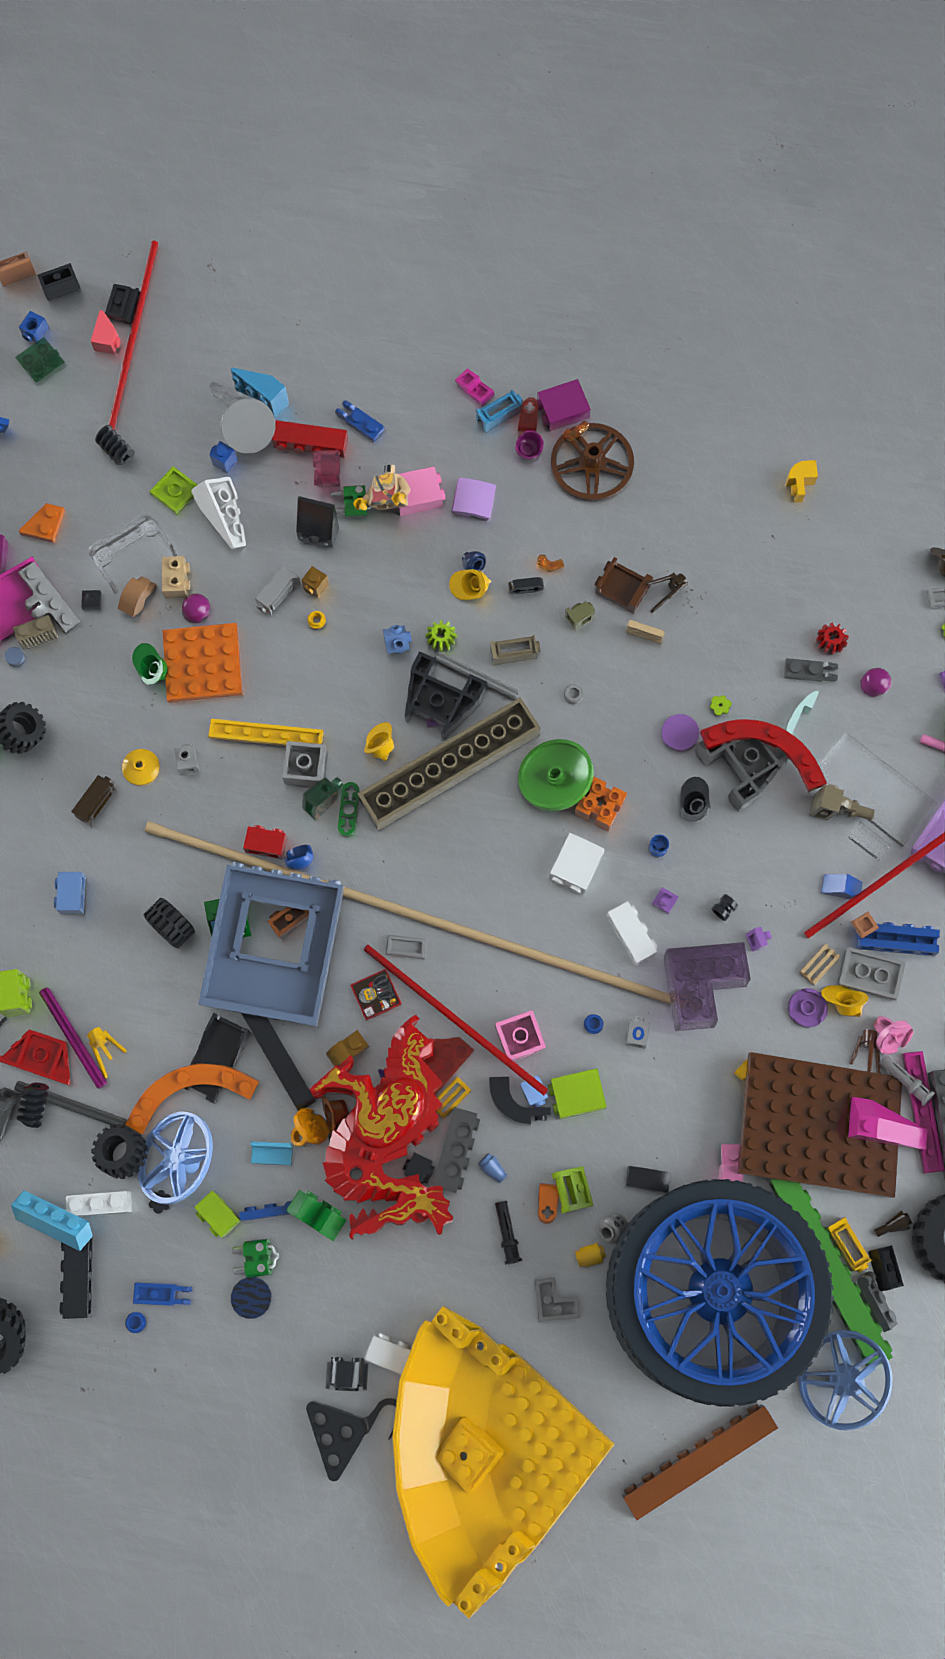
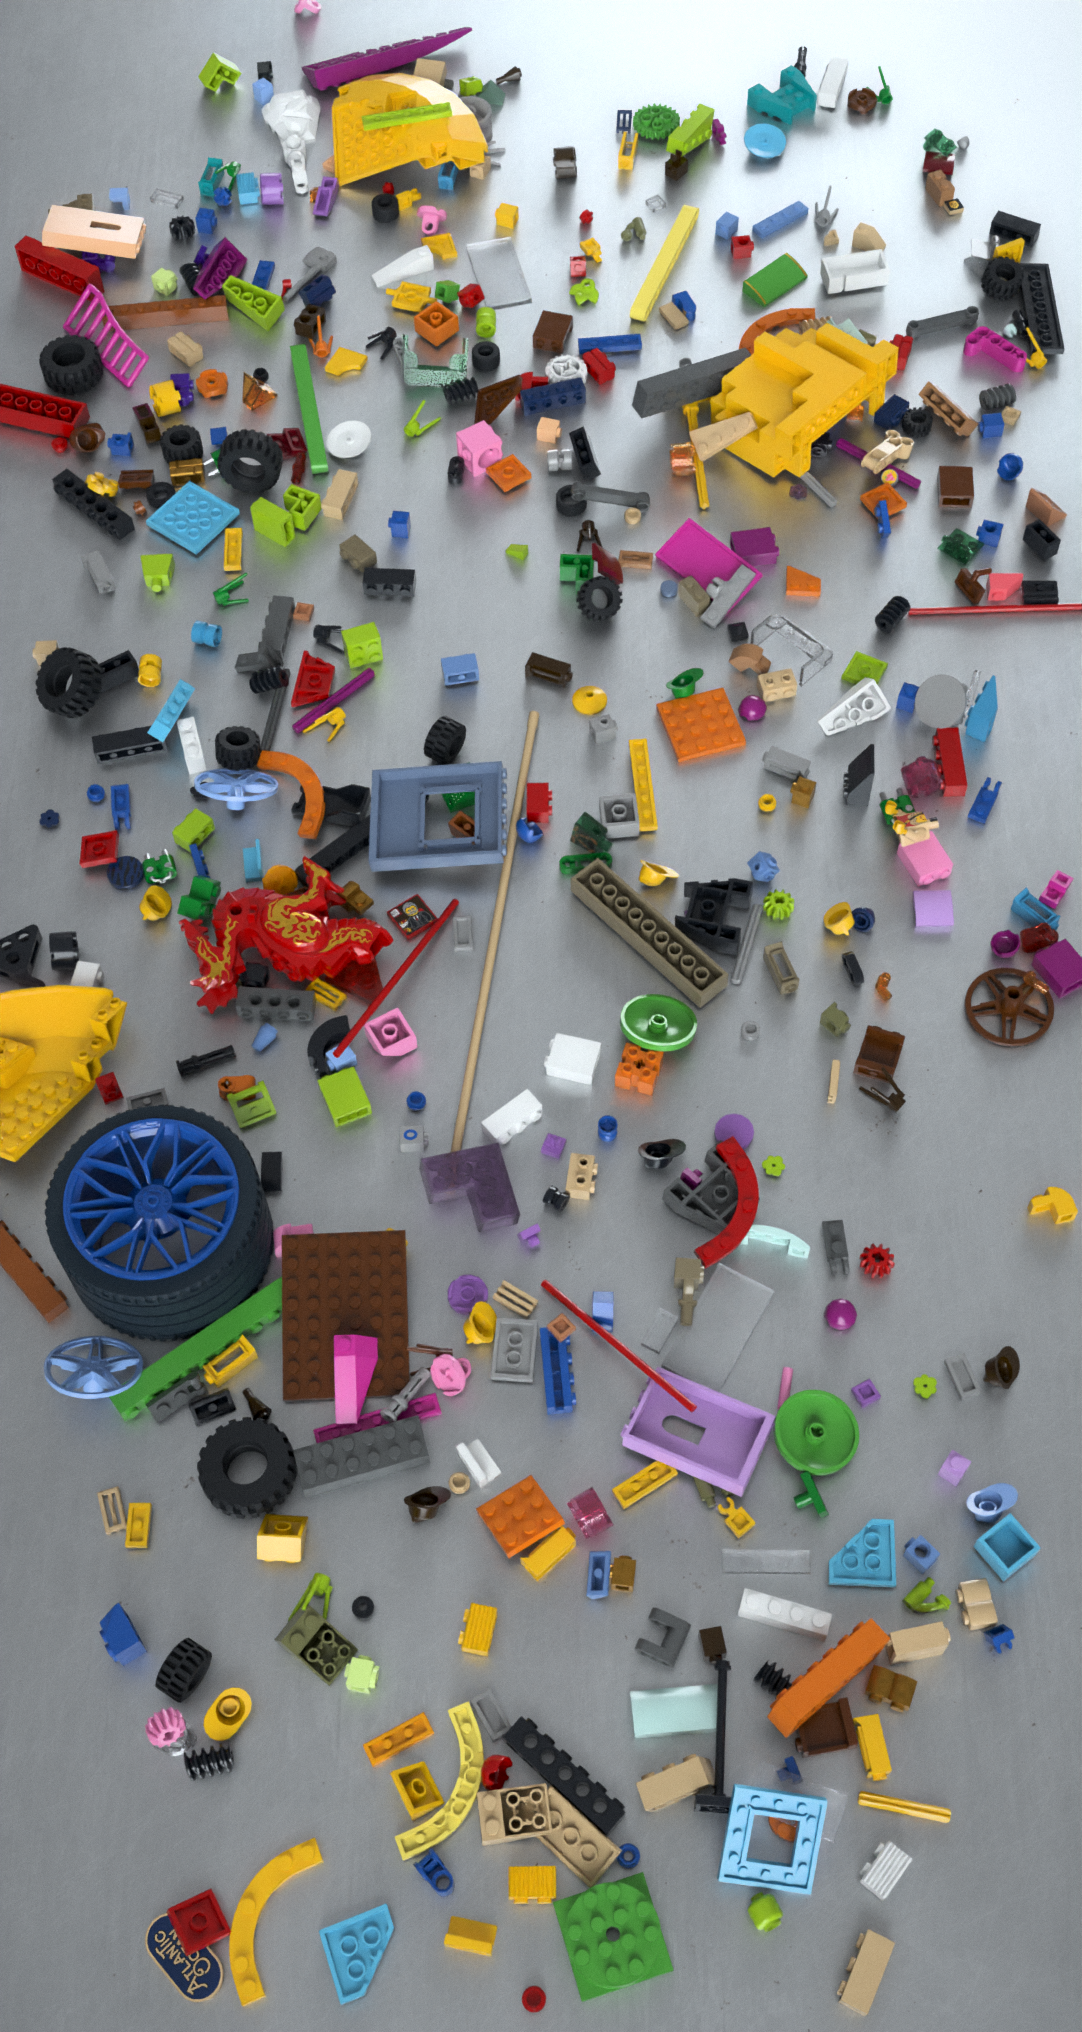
camera: 80 degrees right, 15 degrees down
(97, 362) = (969, 585): none -> reddish brown plate
(151, 1379) = (49, 818): none -> dark blue plant
(217, 1324) = (99, 849): none -> red plate
(305, 1266) = (155, 903): none -> yellow piece
(524, 1339) = (109, 1088): none -> red brick
(705, 880) = (580, 1176): none -> tan brick
(726, 781) = (690, 1178): none -> magenta tile

